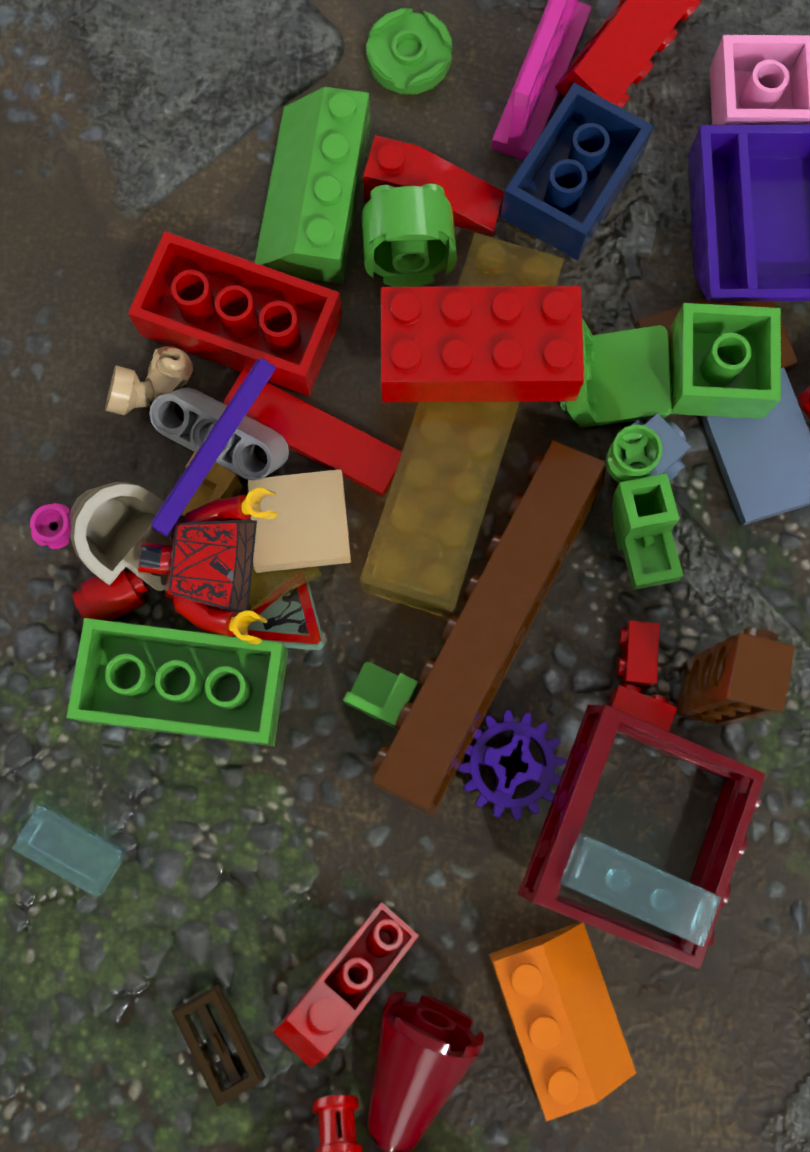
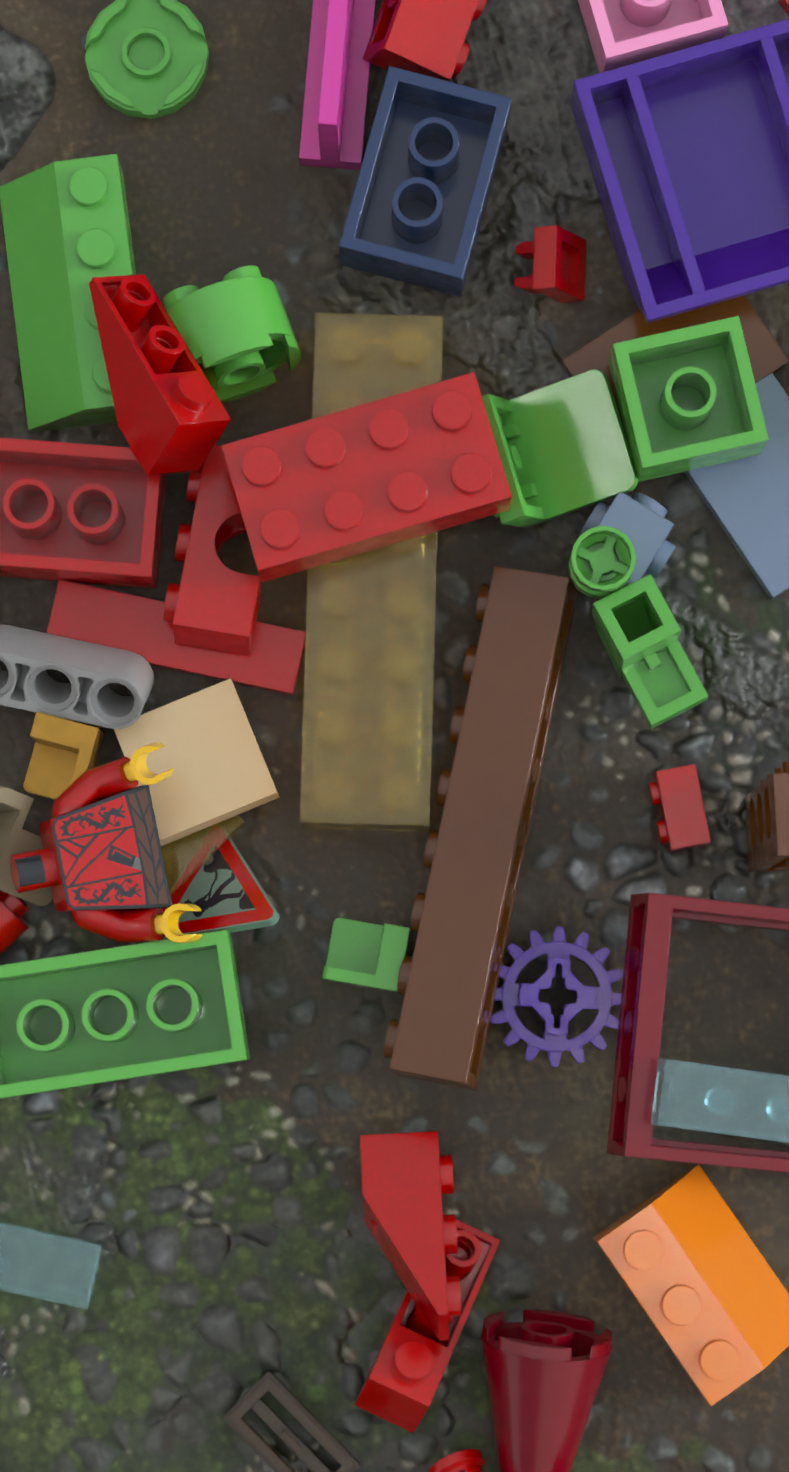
camera: 15 degrees left, 5 degrees up
(212, 447) = (65, 708): dark purple tile -> none
(344, 410) = (212, 603): none -> red arch
(349, 247) = (154, 379): none -> red slope
(352, 892) = (405, 1215): none -> red slope
(404, 164) = (208, 245): red slope -> none
(651, 255) = (557, 264): none -> red tile
(651, 710) = (698, 879): red piece -> none

